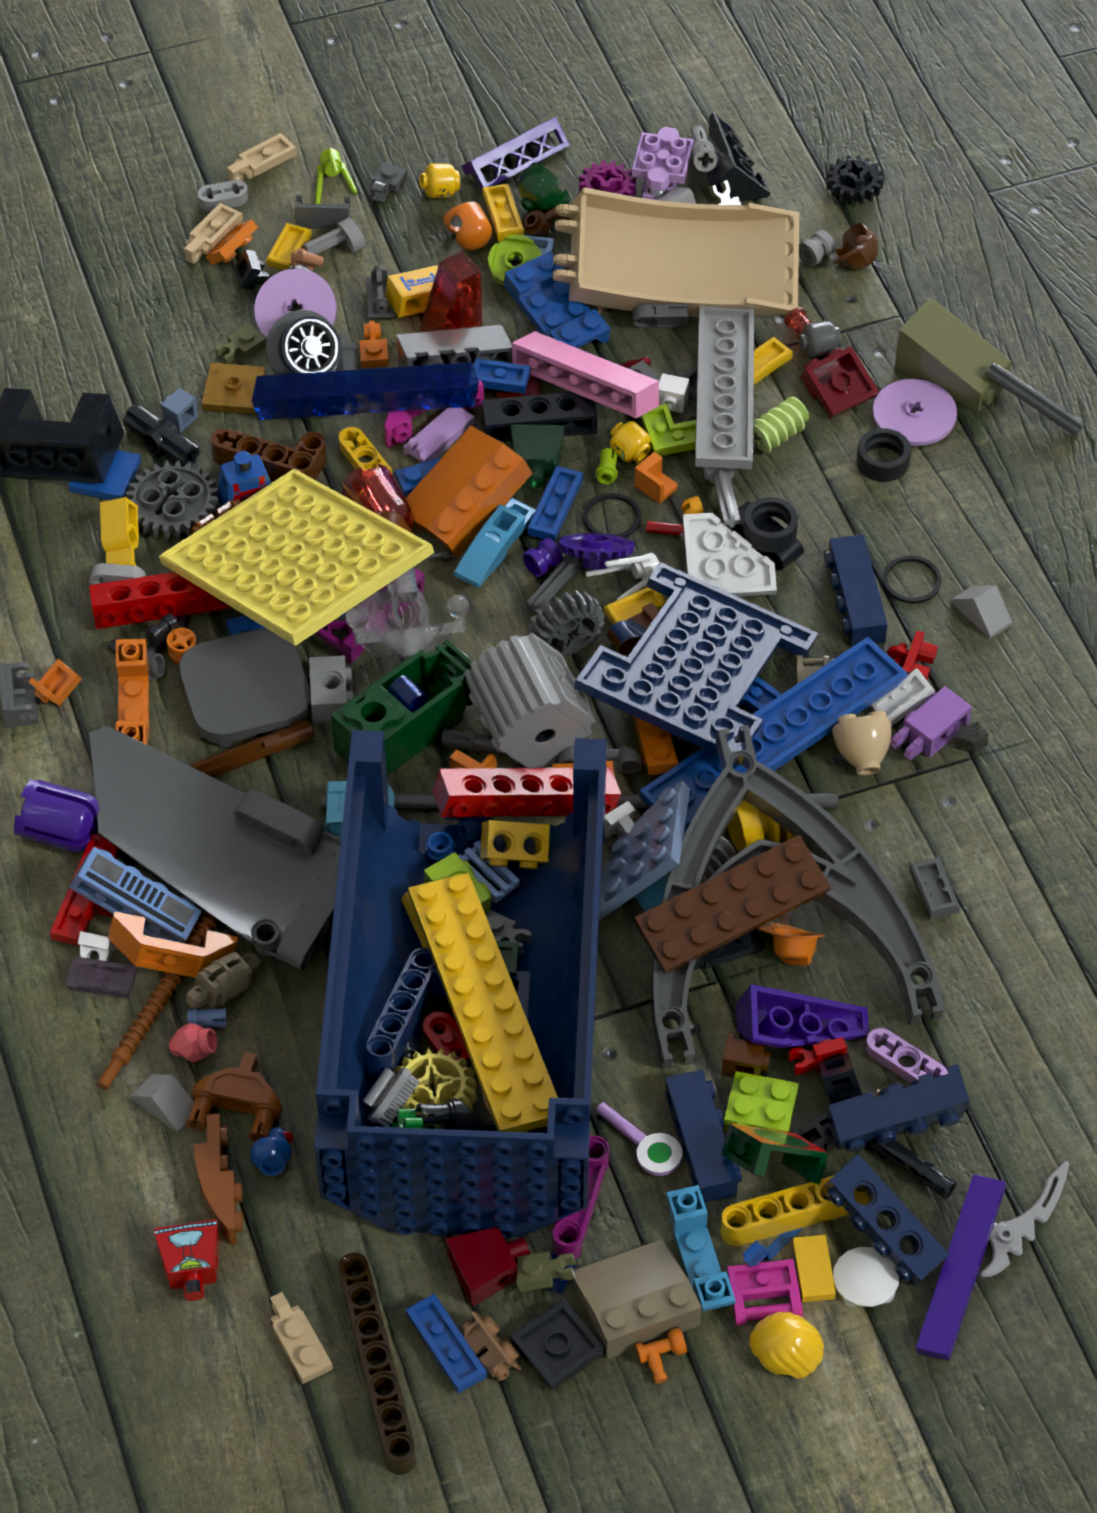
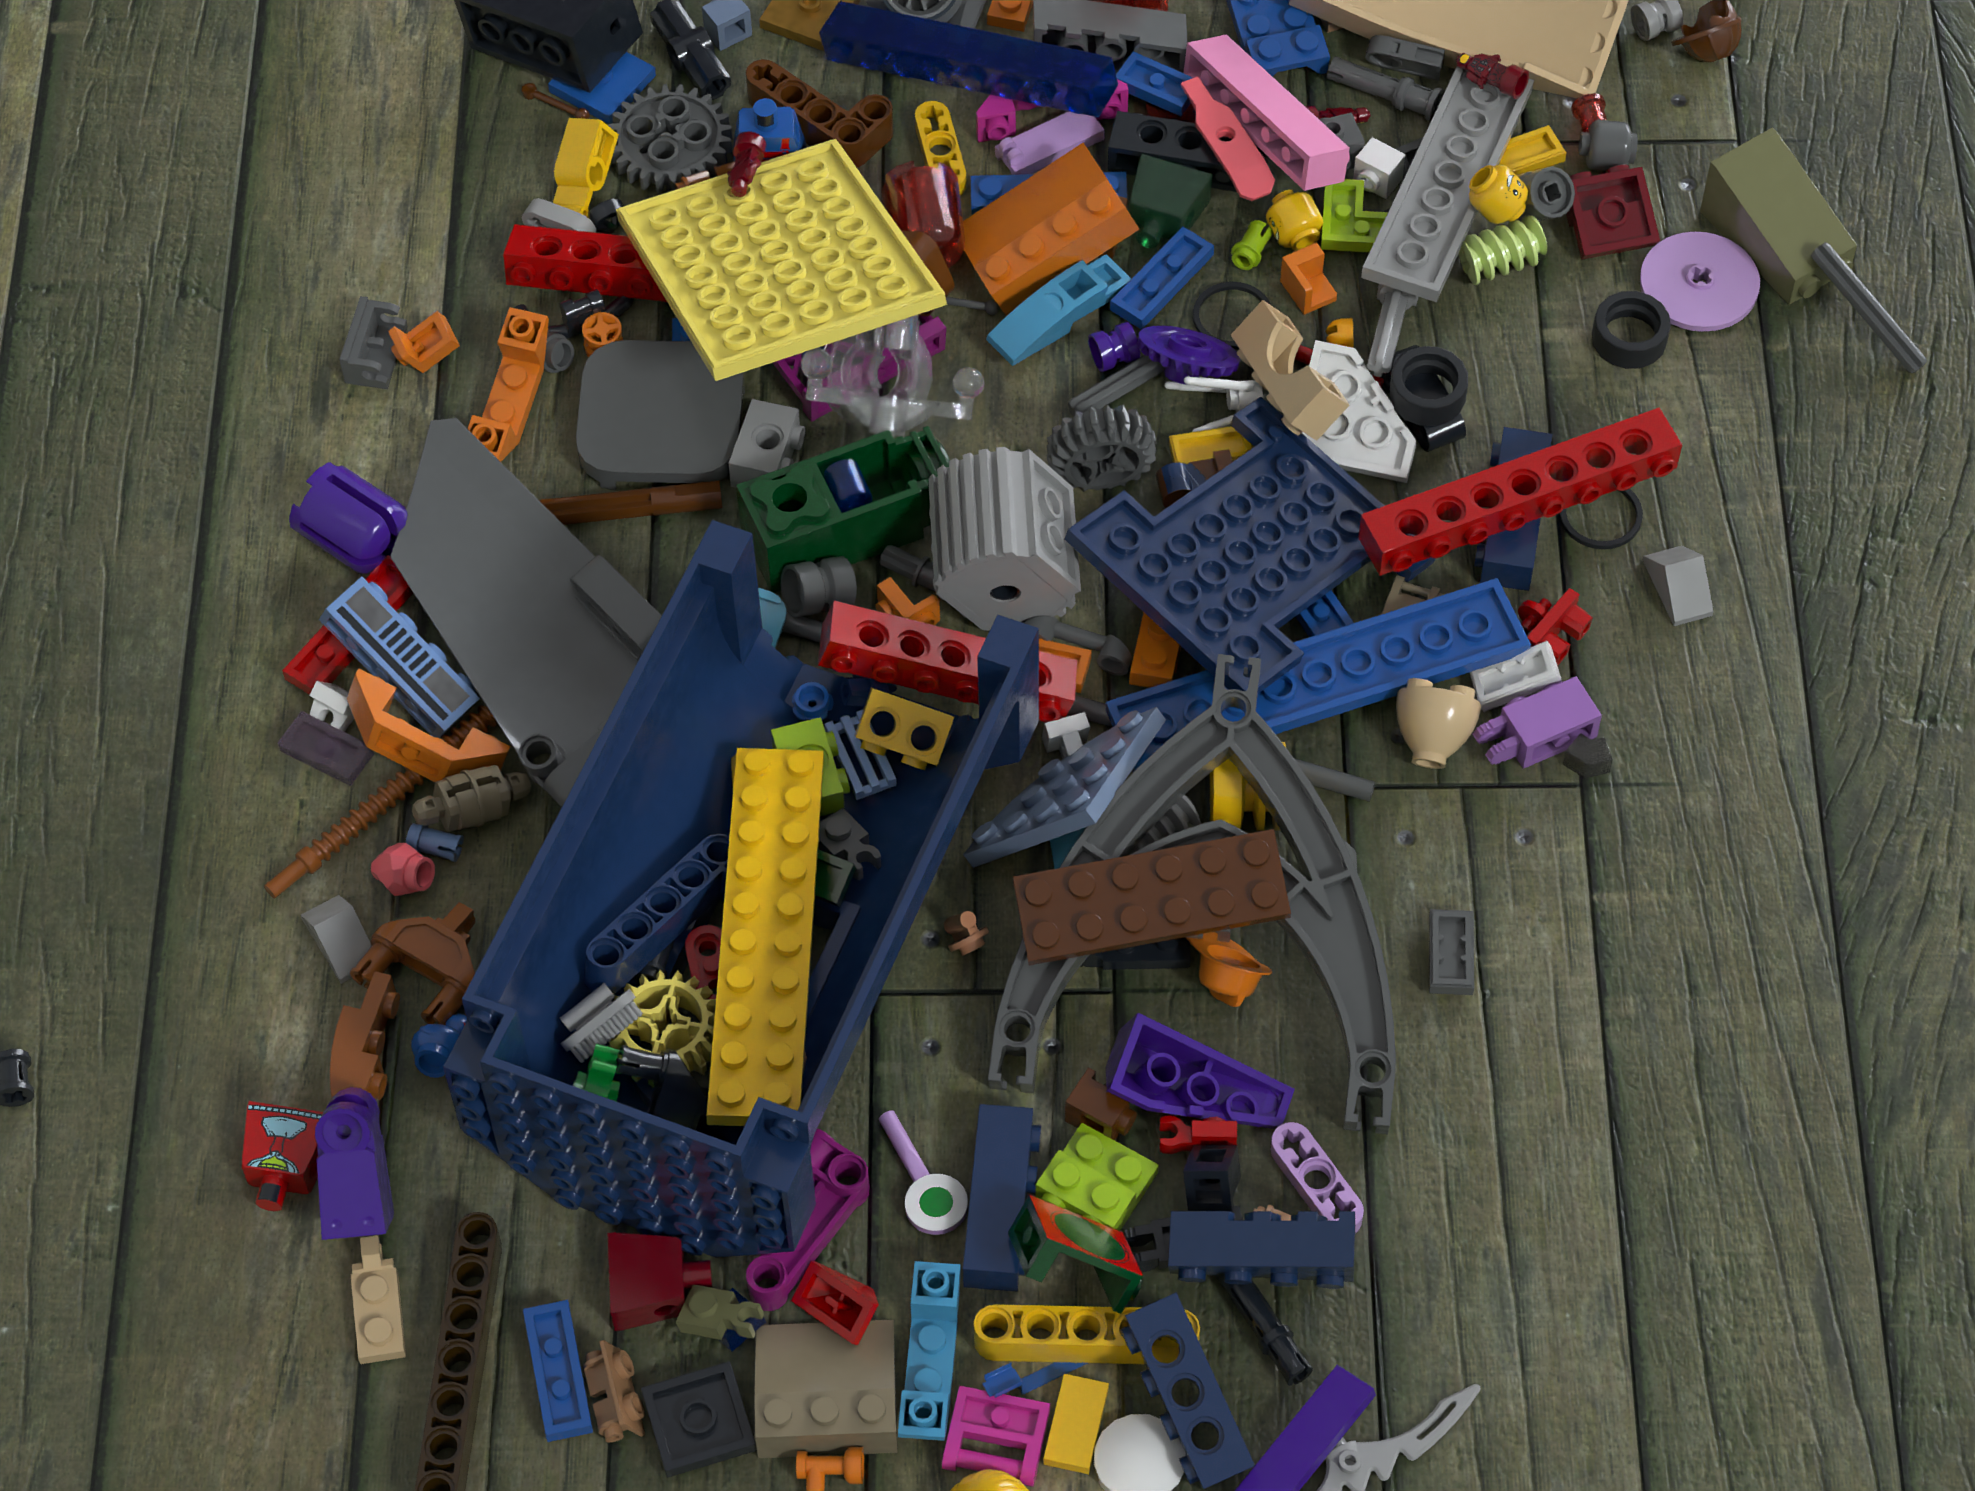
camera: 20 degrees right, 5 degrees up
(55, 494) = (530, 91): none -> reddish brown hinge
(150, 562) = (605, 215): none -> black tile
(240, 494) = (748, 154): none -> dark red piece
(251, 1248) = (352, 1168): none -> dark purple piece
(410, 769) = (813, 587): none -> dark grey wheel
(578, 406) = (1240, 155): none -> coral piece
(606, 970) = (965, 932): none -> nougat plate
(620, 1238) = (836, 1301): none -> red slope
(667, 340) = (1402, 93): none -> dark grey pin
(693, 551) = (1306, 397): none -> tan arch
(722, 309) = (1486, 69): none -> dark red piece
(765, 387) = (1498, 194): none -> yellow head
(790, 380) = (1549, 193): none -> dark grey wheel
(860, 576) = (1498, 487): none -> red brick

